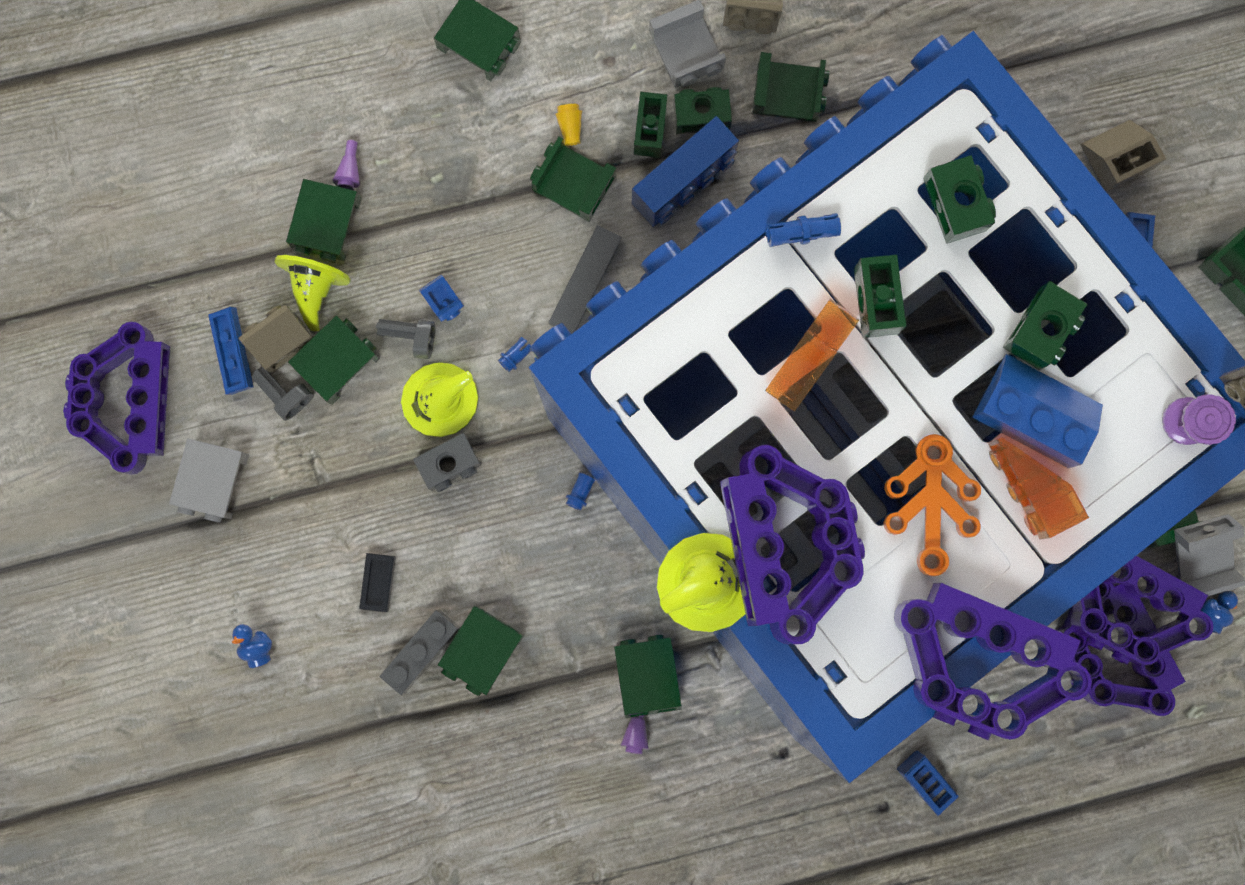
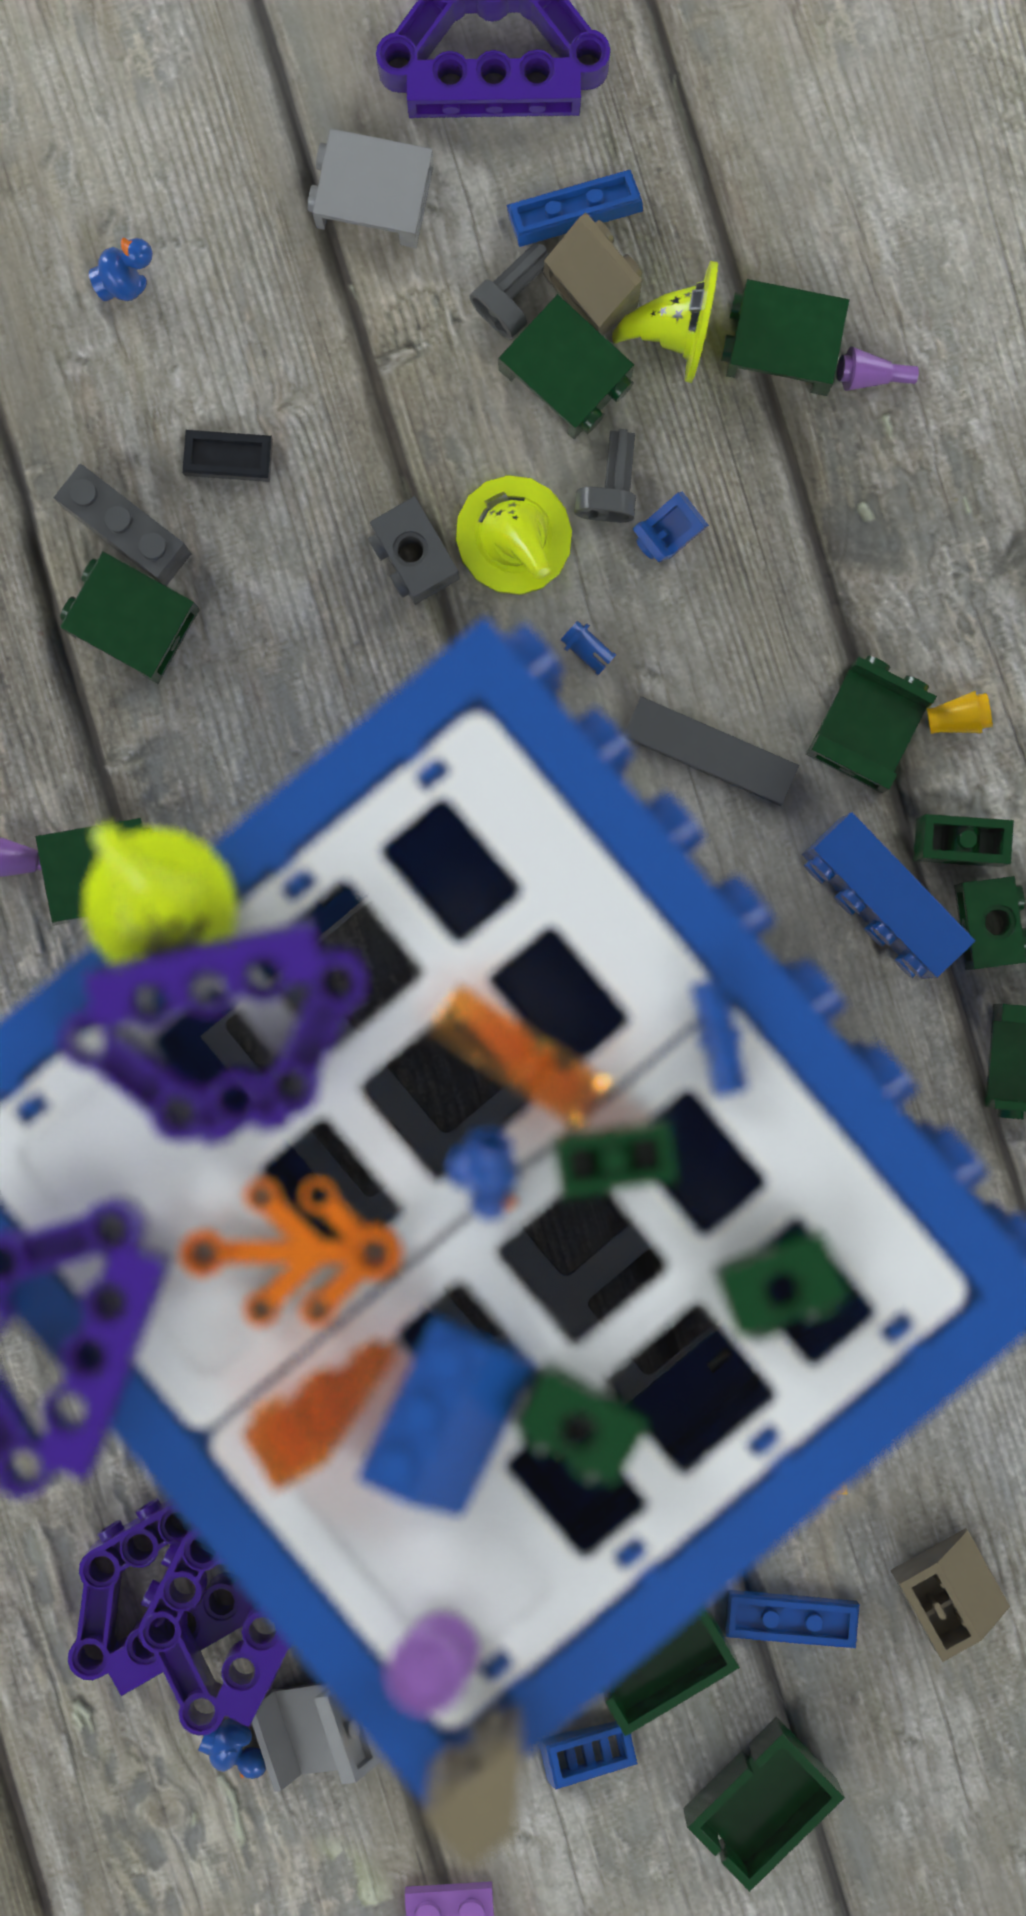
camera: 85 degrees right, 5 degrees up
(885, 378) = (487, 1171): none -> blue animal

